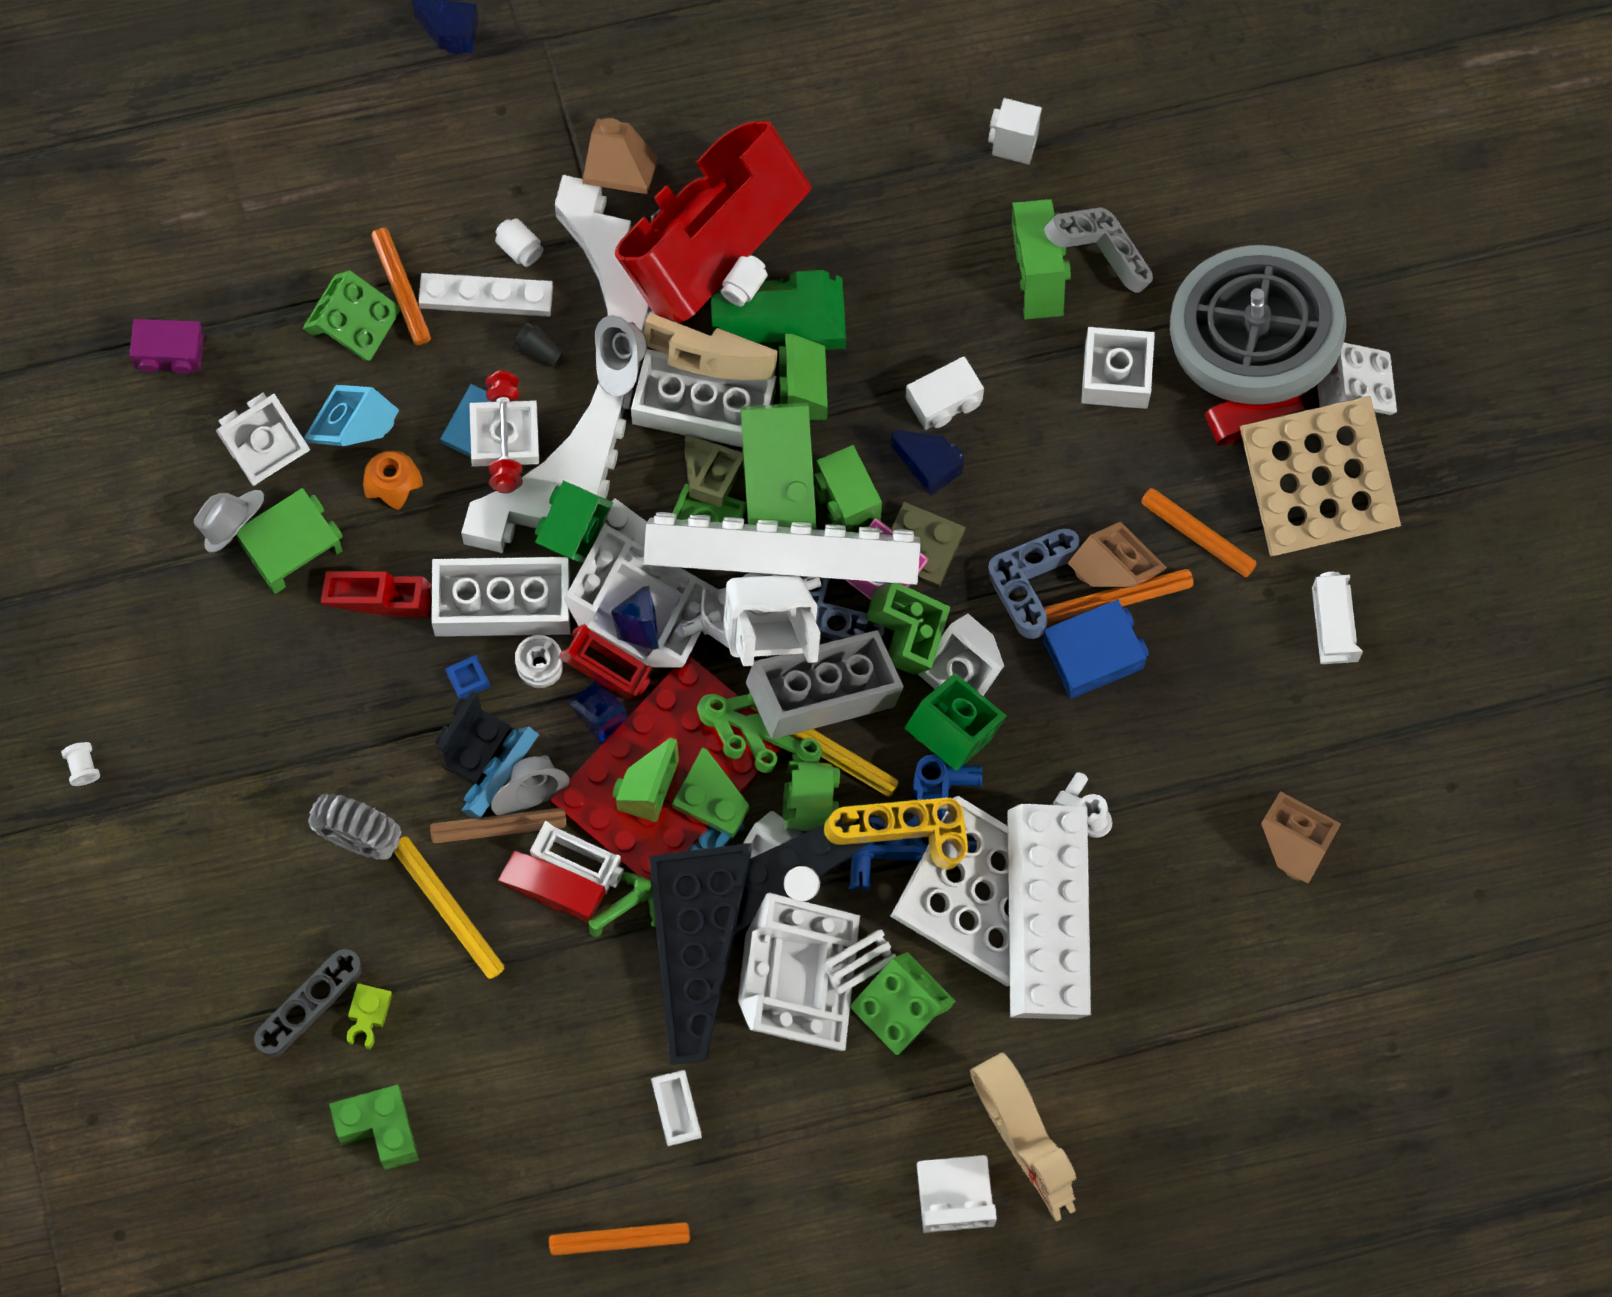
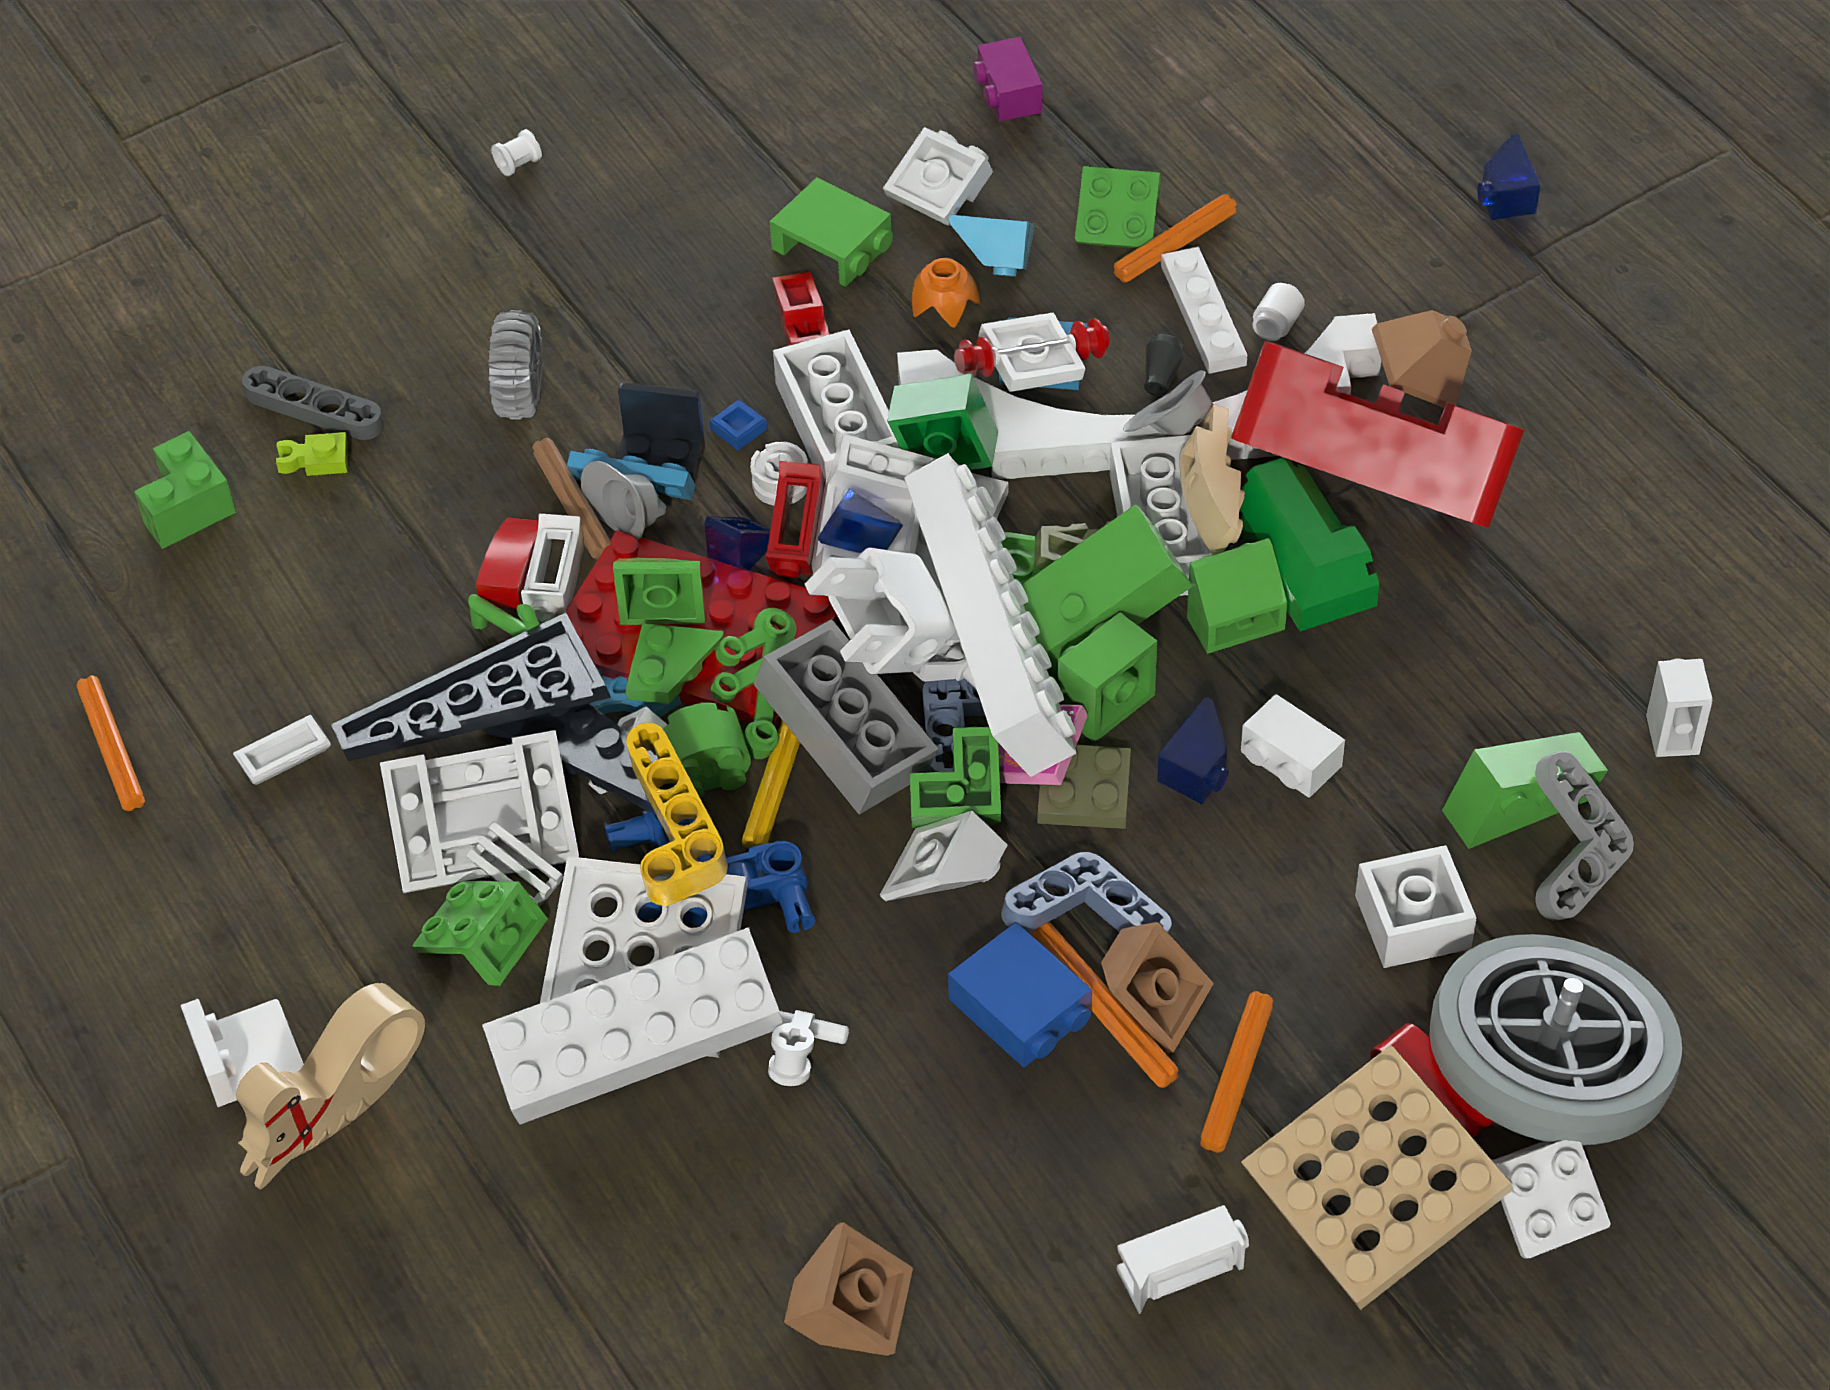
camera: 75 degrees right, 20 degrees down
(224, 516) = (830, 162): light grey piece -> none
(448, 908) = (458, 483): yellow axle -> none
(744, 280) = (1309, 470): white brick -> none
(801, 883) = (579, 760): white tile -> none
(955, 722) = (852, 862): green brick -> none

